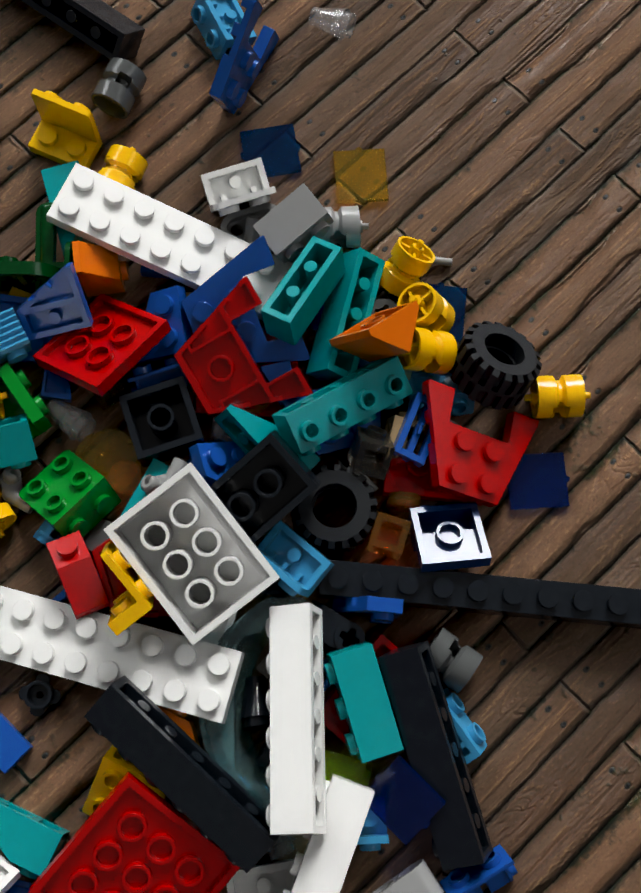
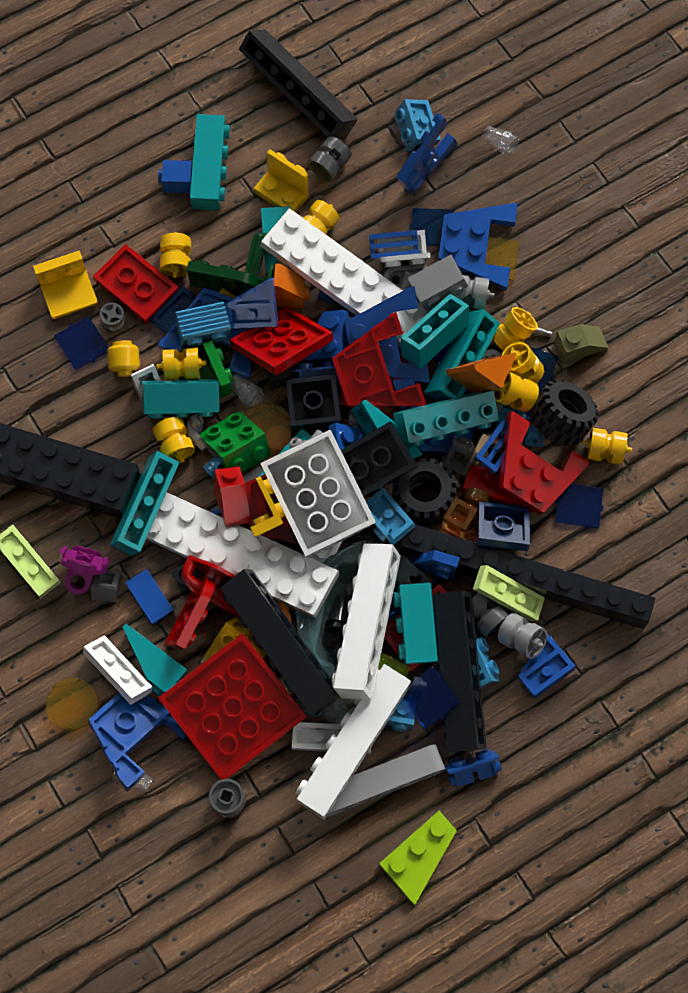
camera: 15 degrees right, 5 degrees down
(56, 749) = (202, 592): none -> red plate
(218, 172) = (414, 242): none -> blue tile
(317, 158) = (466, 239): none -> blue wing
(475, 627) = (508, 593): none -> yellowish green plate
(489, 265) = (579, 342): none -> olive slope
(513, 684) = (525, 637): none -> light grey wheel
(542, 713) = (545, 669): none -> blue wing

